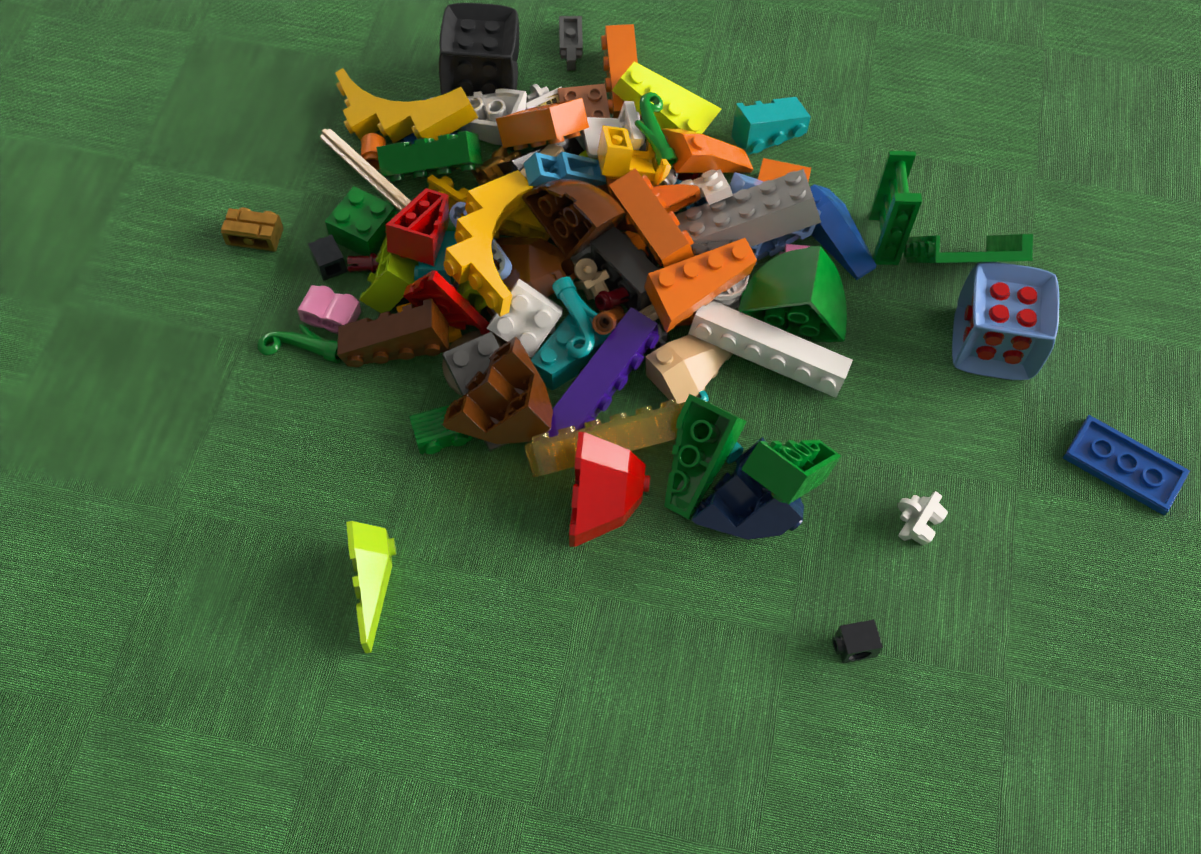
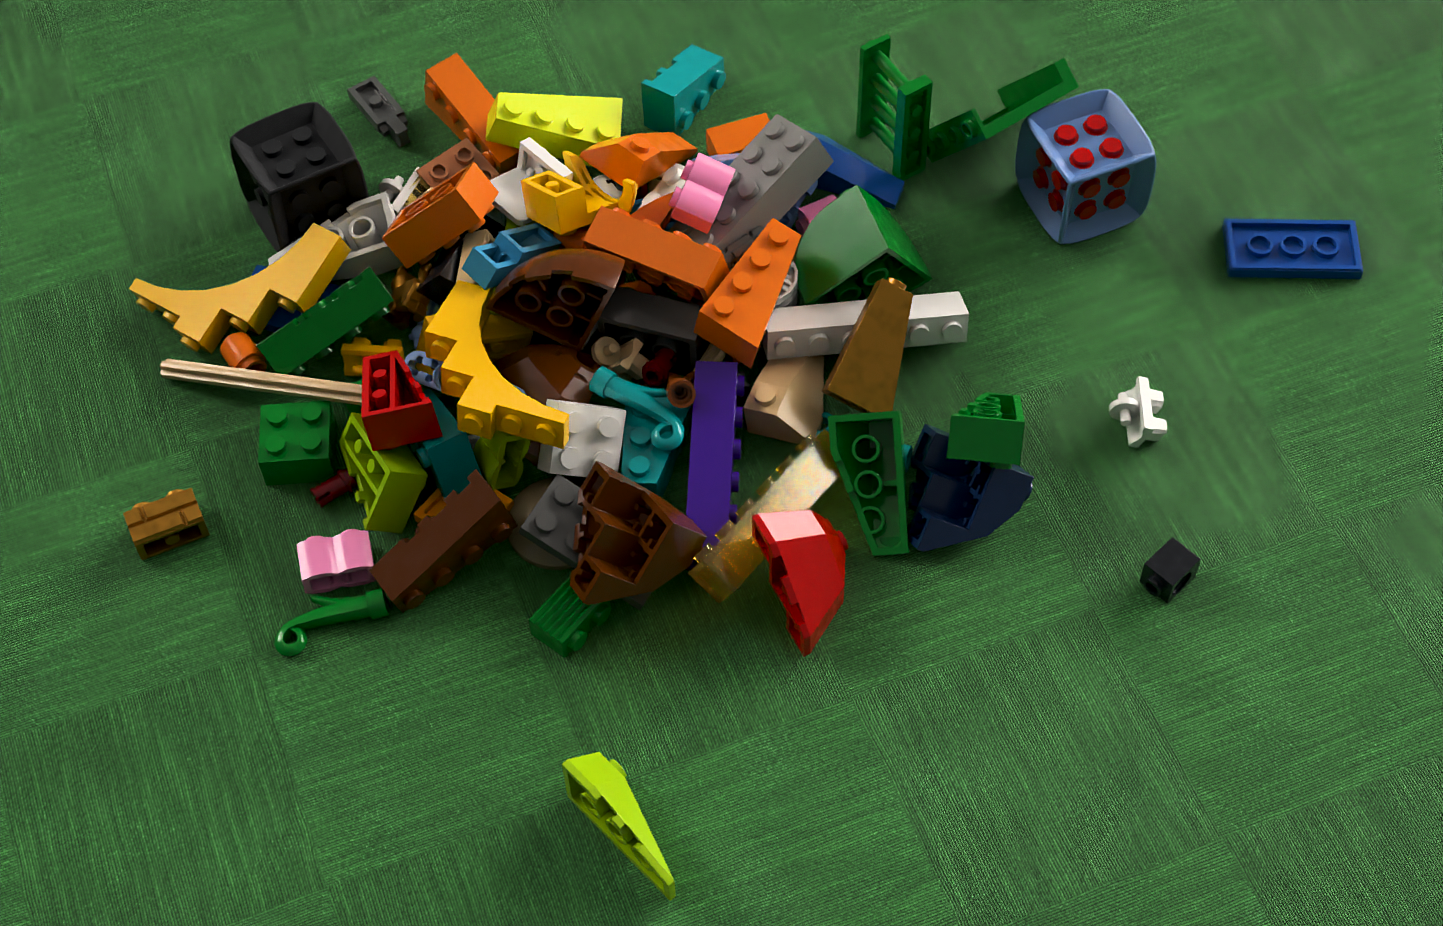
camera: 30 degrees left, 5 degrees down
(327, 257) = (286, 504): black brick -> none
(452, 305) = (495, 464): red wing -> none
(652, 129) = (554, 132): green plant -> none
(711, 195) = (702, 192): none -> bright pink brick
(754, 370) = (872, 355): none -> pearl gold slope

